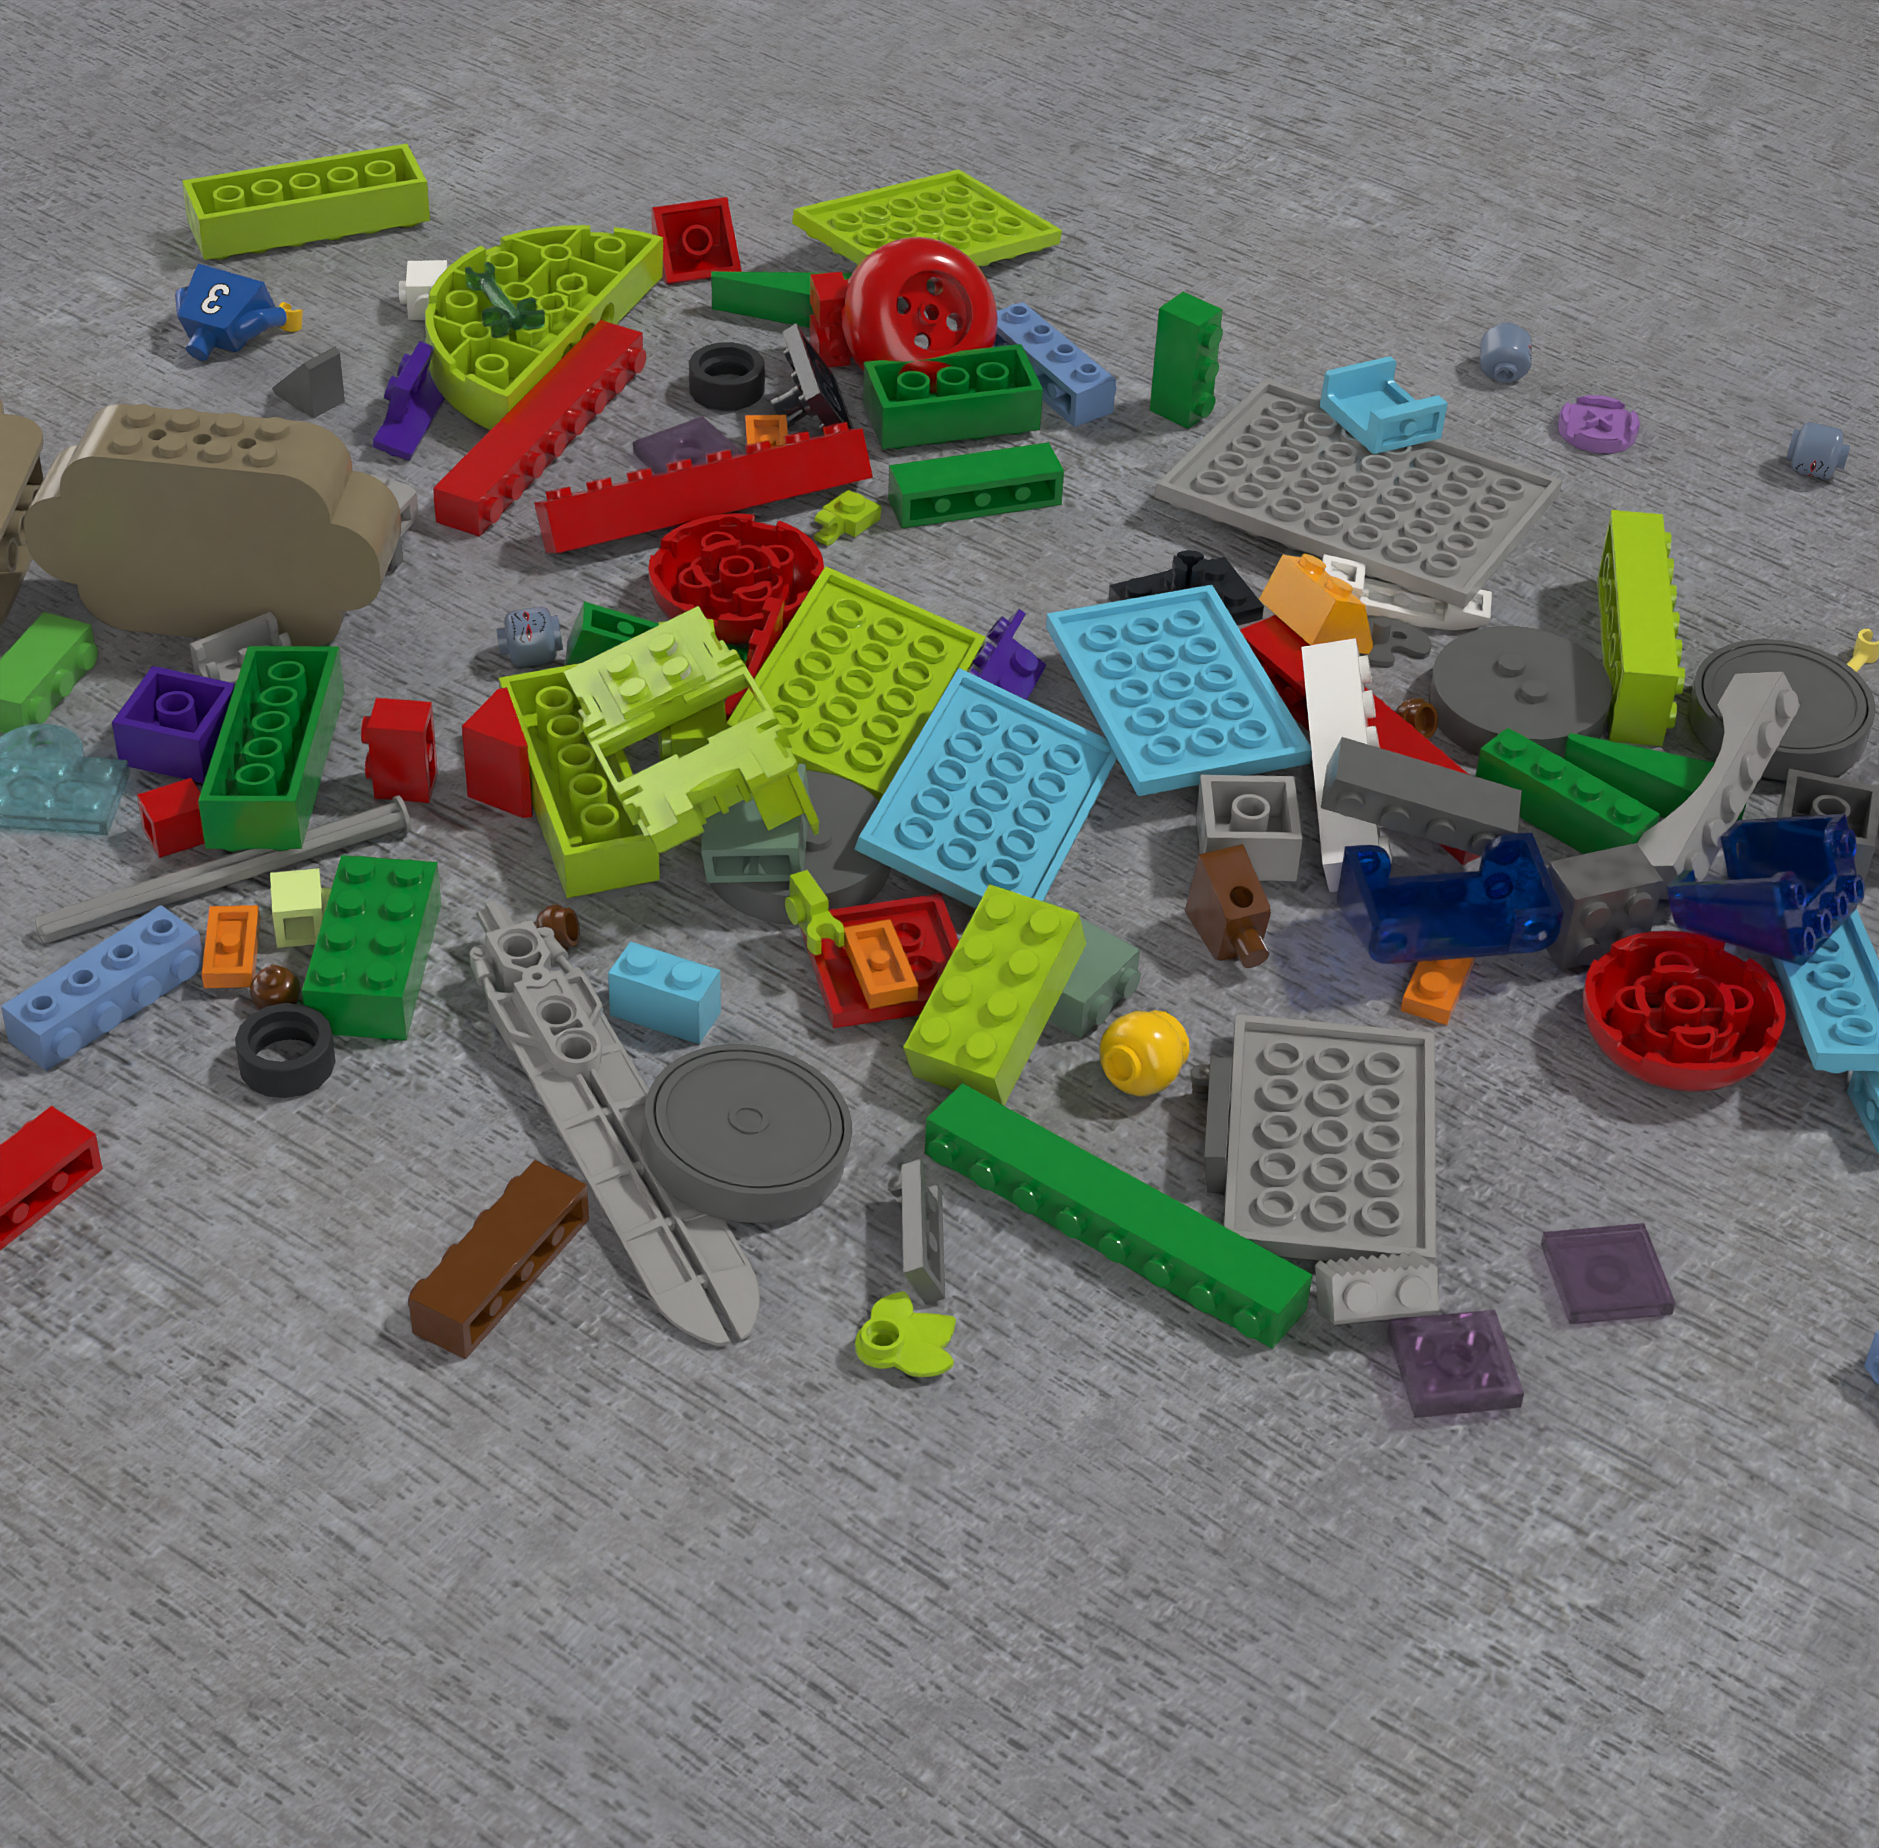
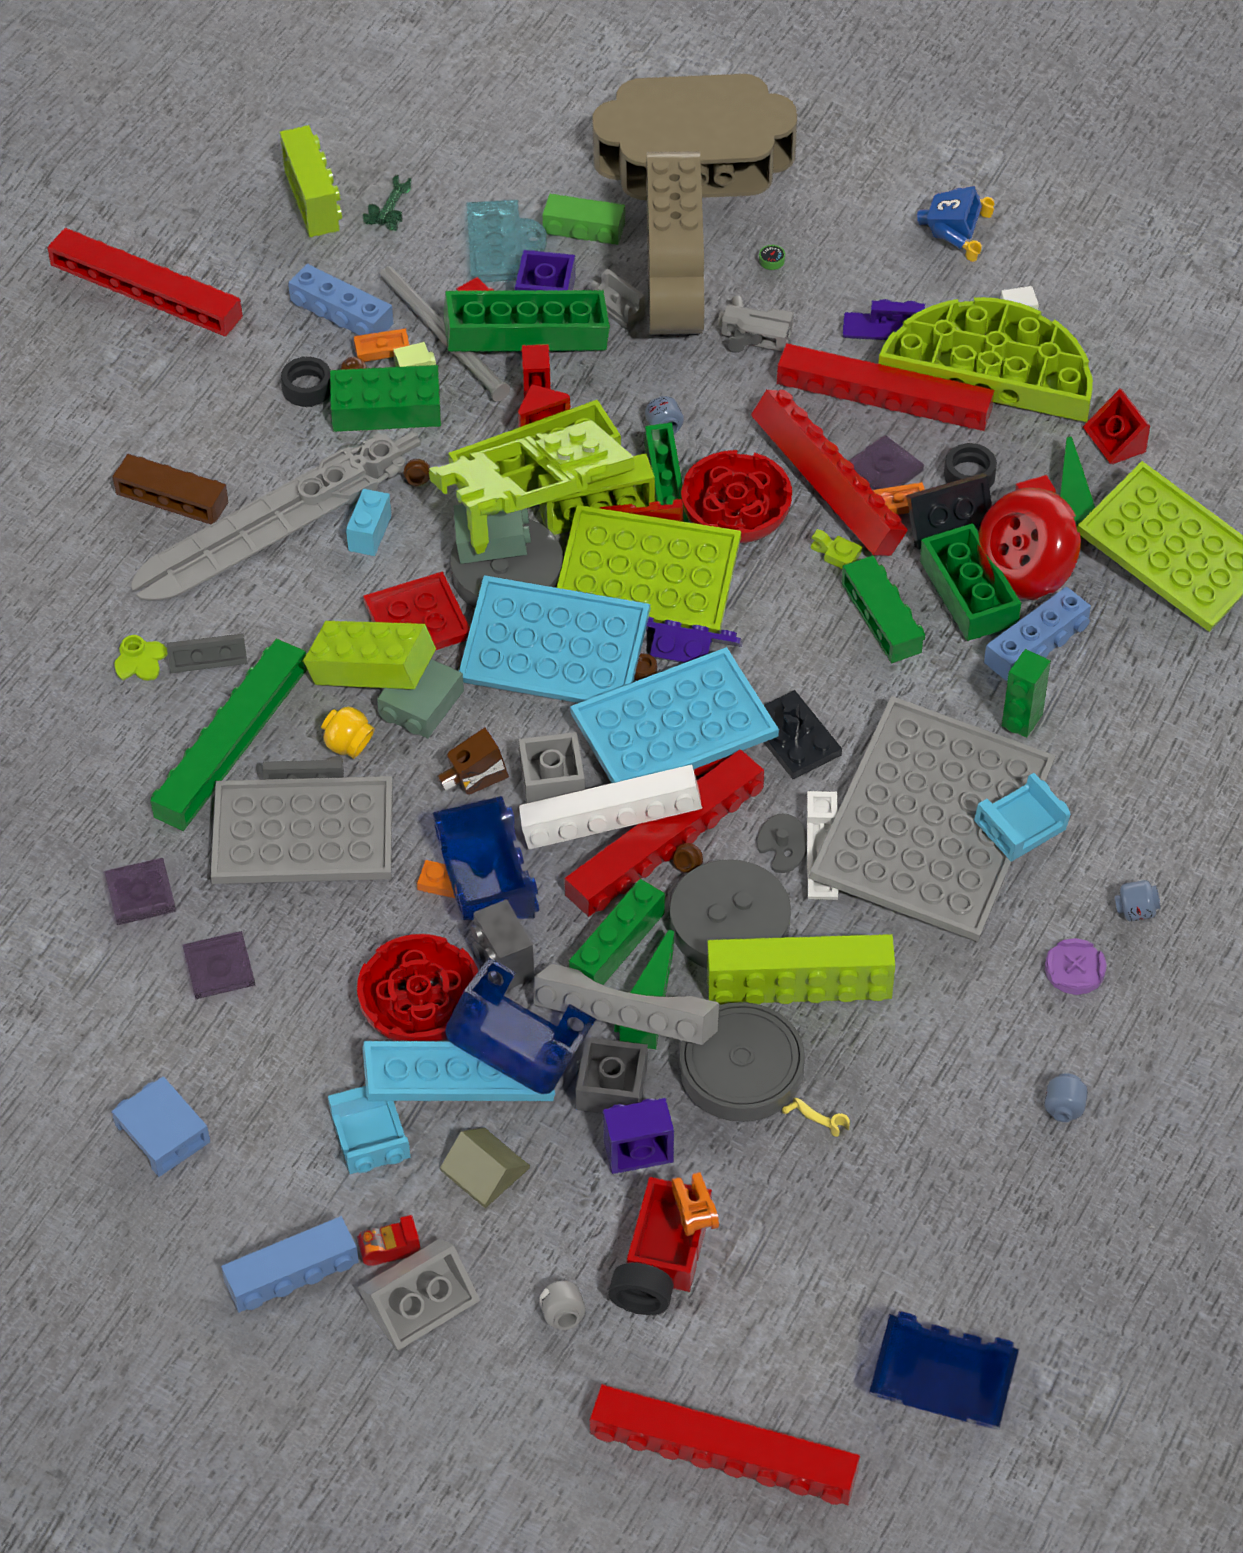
camera: 85 degrees right, 10 degrees up
(306, 201) = (1093, 227): lime brick -> none
(314, 385) = (895, 275): dark grey slope -> none
(503, 313) = (964, 339): clear green bar -> none
(746, 1133) = (265, 570): dark grey brick -> none
(809, 909) = (431, 569): lime plate -> none
(880, 964) = (395, 604): orange plate -> none
(1316, 603) = (772, 791): light orange slope -> none
(1377, 1288) = (182, 849): light grey brick -> none
(1418, 797) = (559, 836): dark grey brick -> none

